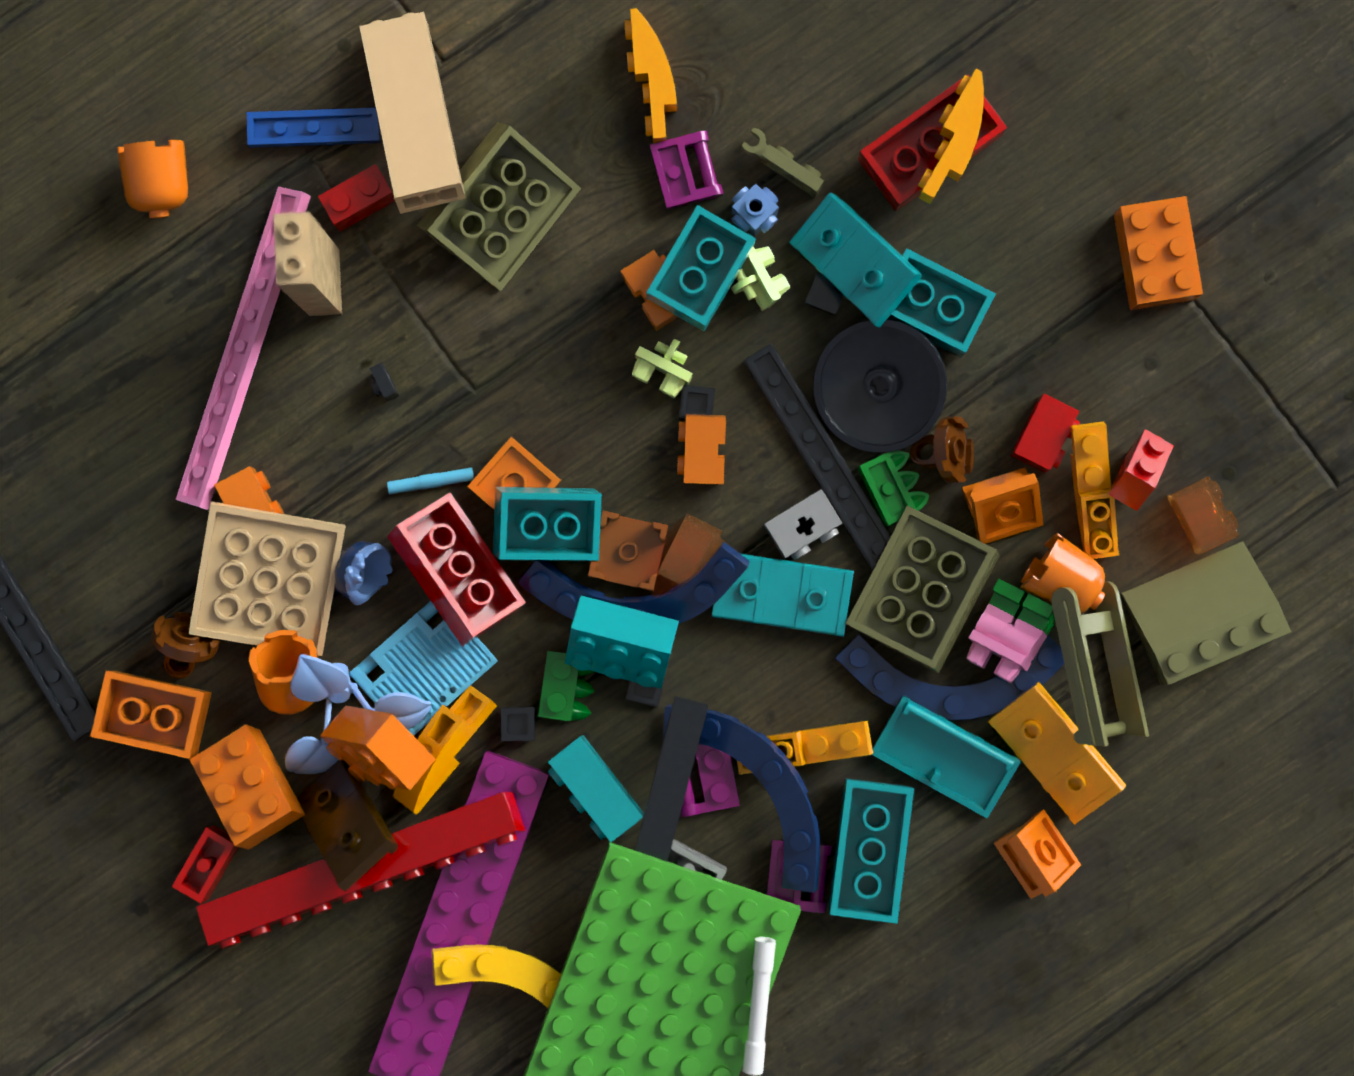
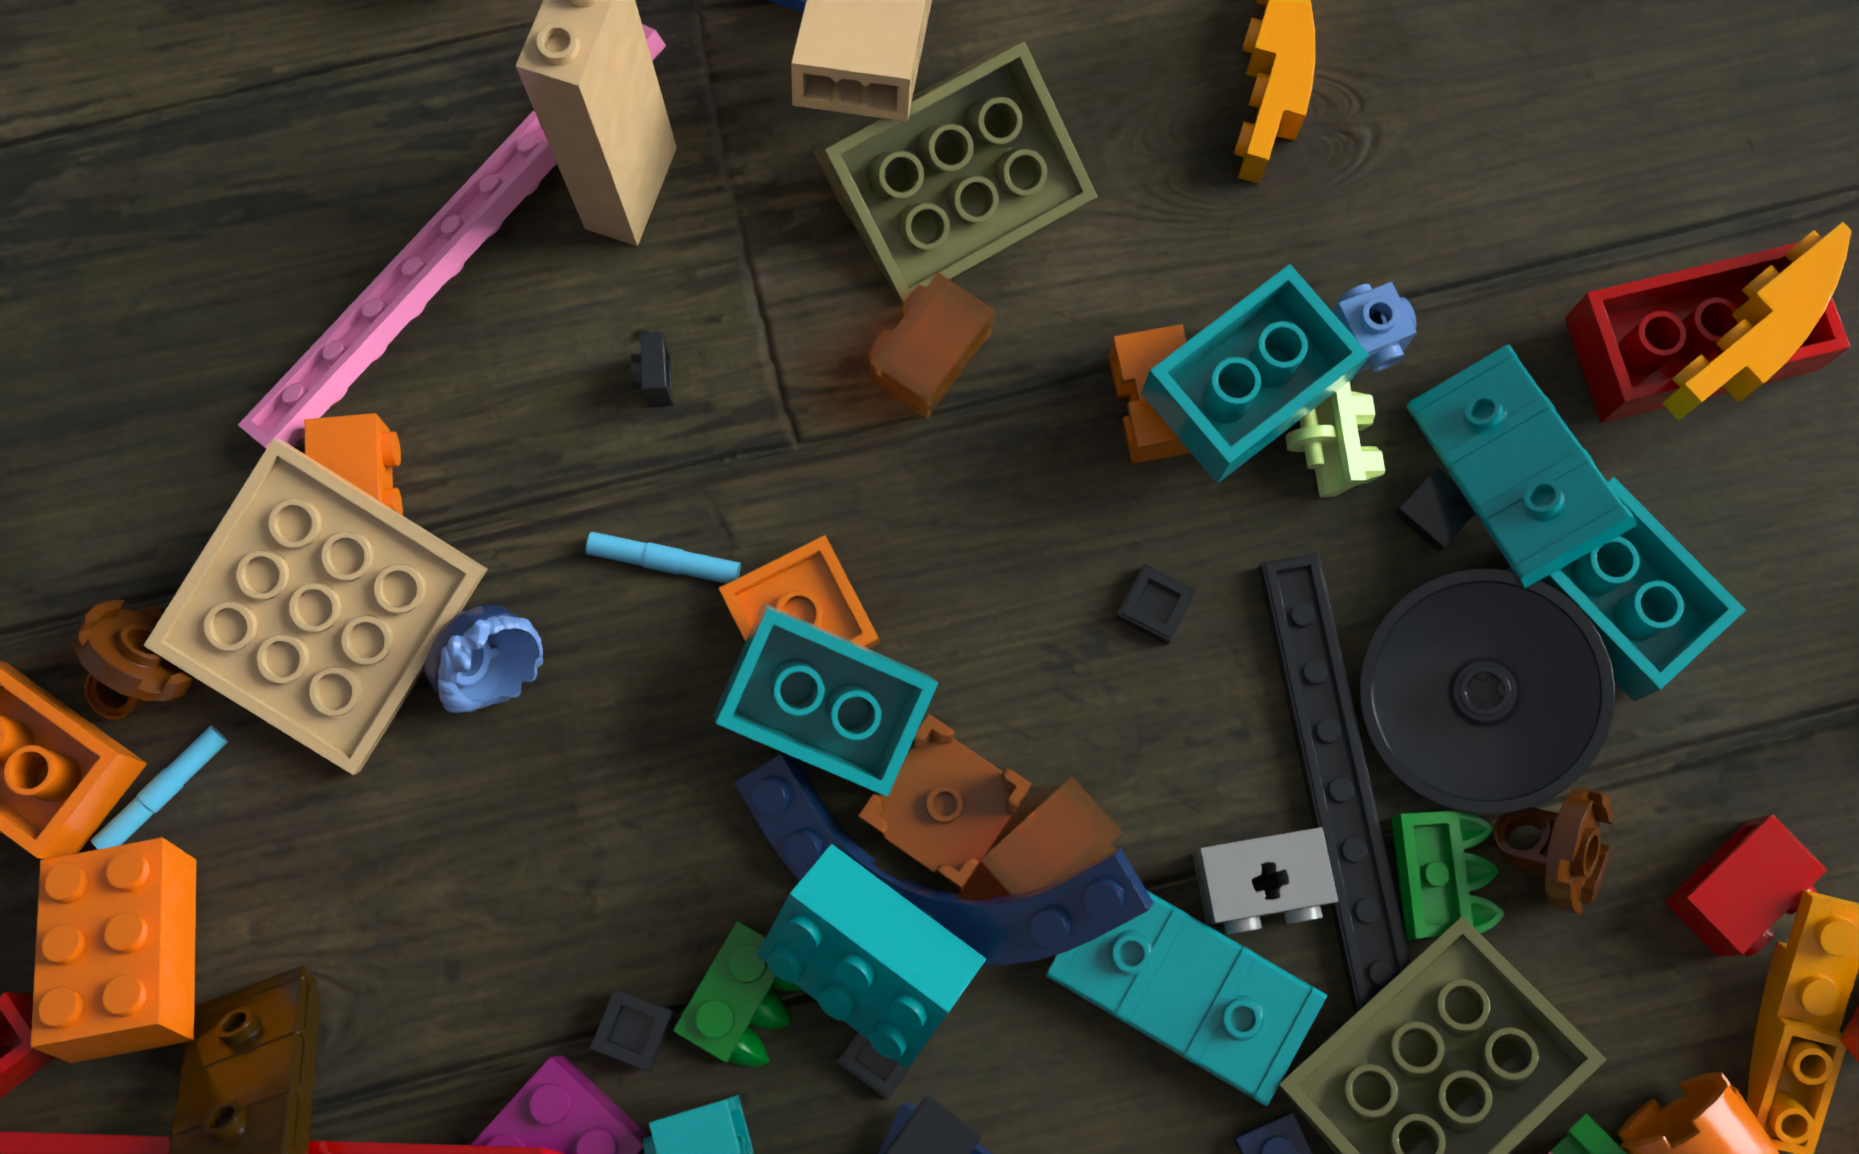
camera: 20 degrees right, 10 degrees down
(225, 702) = (160, 789): none -> medium azure piece
(274, 666) = (271, 775): orange cylinder -> none
(318, 680) = (306, 806): light blue plant -> none
(357, 198) = (735, 74): red brick -> none
(377, 748) = (359, 974): orange brick -> none
(424, 664) = (514, 864): medium azure window -> none
(443, 740) = (461, 1023): light orange slope -> none
(456, 569) = (638, 716): red brick -> none
(524, 310) = (930, 344): none -> clear orange brick
(675, 172) = (1260, 225): magenta plate -> none
(675, 375) = (1104, 503): yellowish green hips -> none
(701, 458) = (1142, 666): orange brick -> none
(781, 162) = (1443, 280): olive plate -> none
(1004, 505) = (1638, 984): orange bracket -> none

